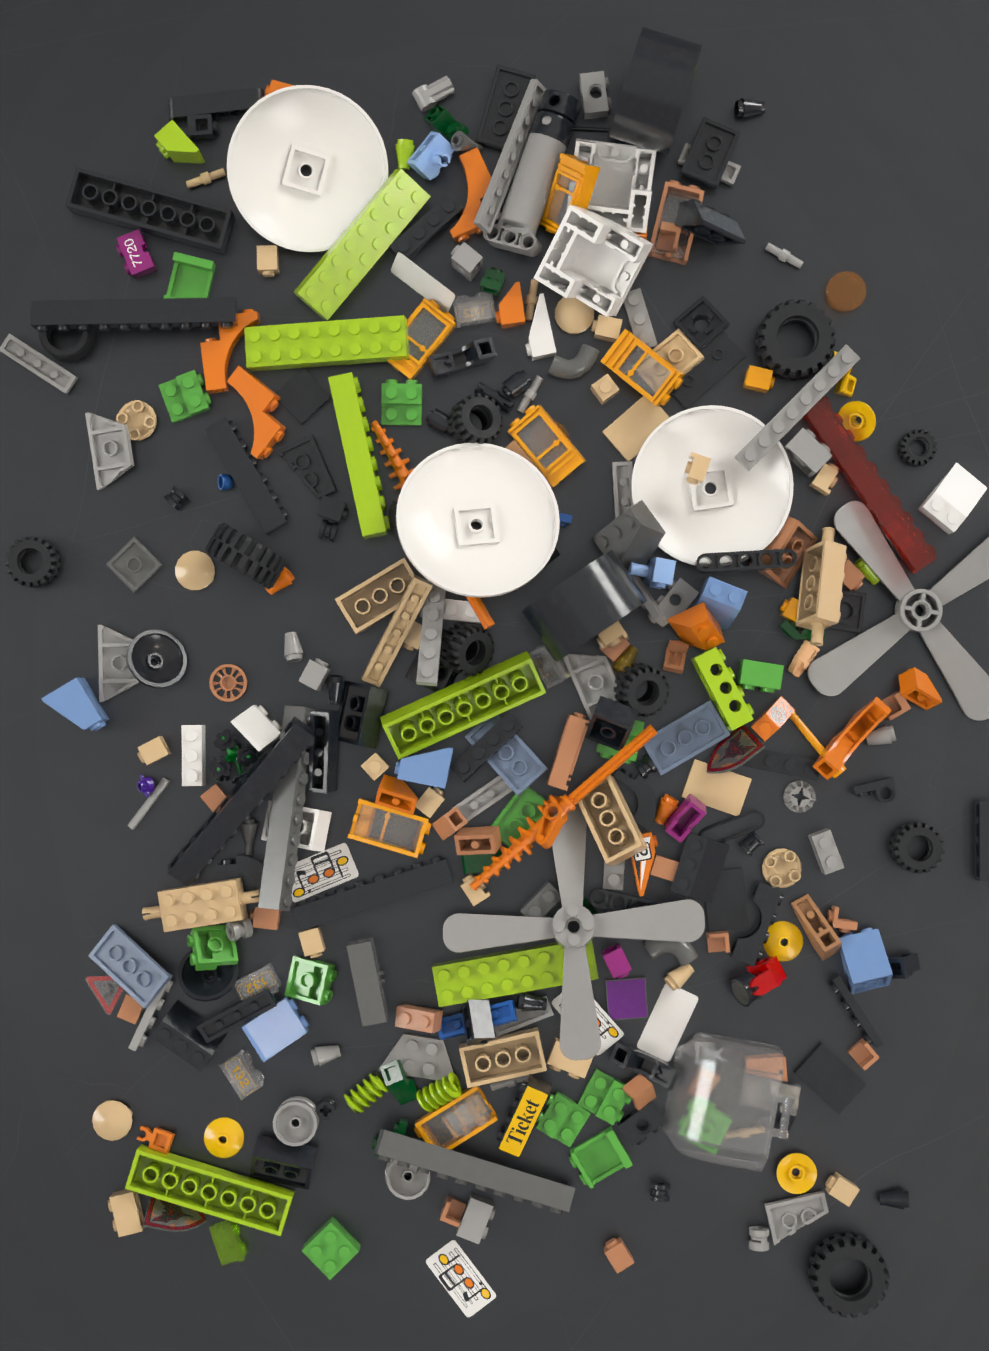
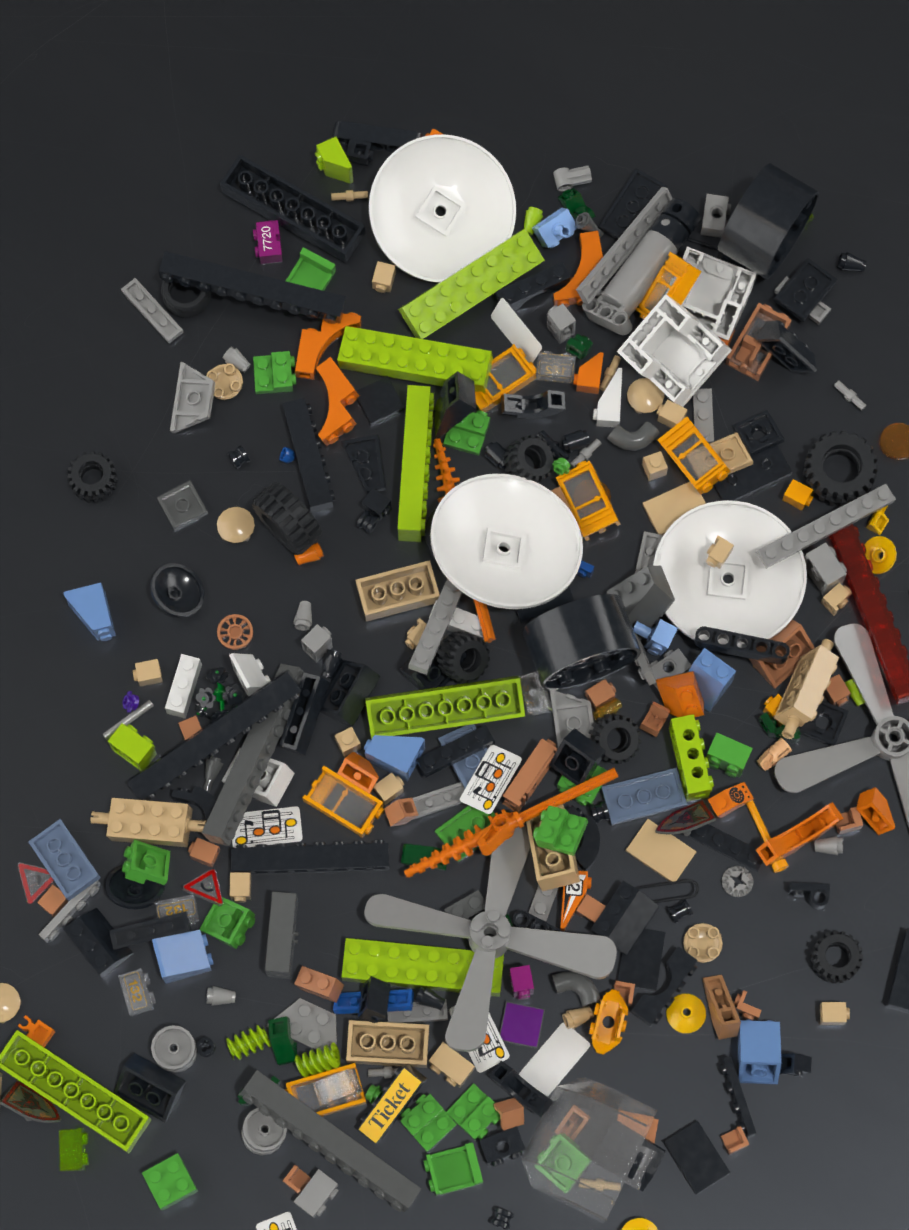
camera: 15 degrees right, 15 degrees down
(113, 666) = (135, 589): light grey wing -> none
(141, 392) = (235, 357): none -> light grey cone
(162, 834) = (132, 747): none -> lime brick
(224, 1127) = (109, 1054): yellow dish -> none
(238, 929) = (173, 853): light grey wheel -> none
(278, 953) = (205, 887): none -> piece
(381, 382) = (454, 403): none -> black slope
(397, 631) = (404, 623): tan plate -> none
(474, 896) = (406, 885): tan brick -> none
(478, 840) = (423, 834): nougat brick -> none
(503, 1107) = (374, 1092): none -> bright green plate
(510, 419) = (561, 466): none -> bright green plate
(529, 767) = (490, 779): none -> sticker
(611, 635) = (600, 679): tan brick -> none
(615, 805) = (560, 830): none -> bright green plate
(665, 808) = (607, 857): orange cone -> none
(685, 818) = (623, 867): magenta brick -> none
(712, 958) = (607, 1038): none -> light orange piece
(757, 981) = (643, 1040): red piece -> none
(826, 851) = (749, 937): light grey brick -> none
(927, 903) = (834, 1013): none -> tan brick

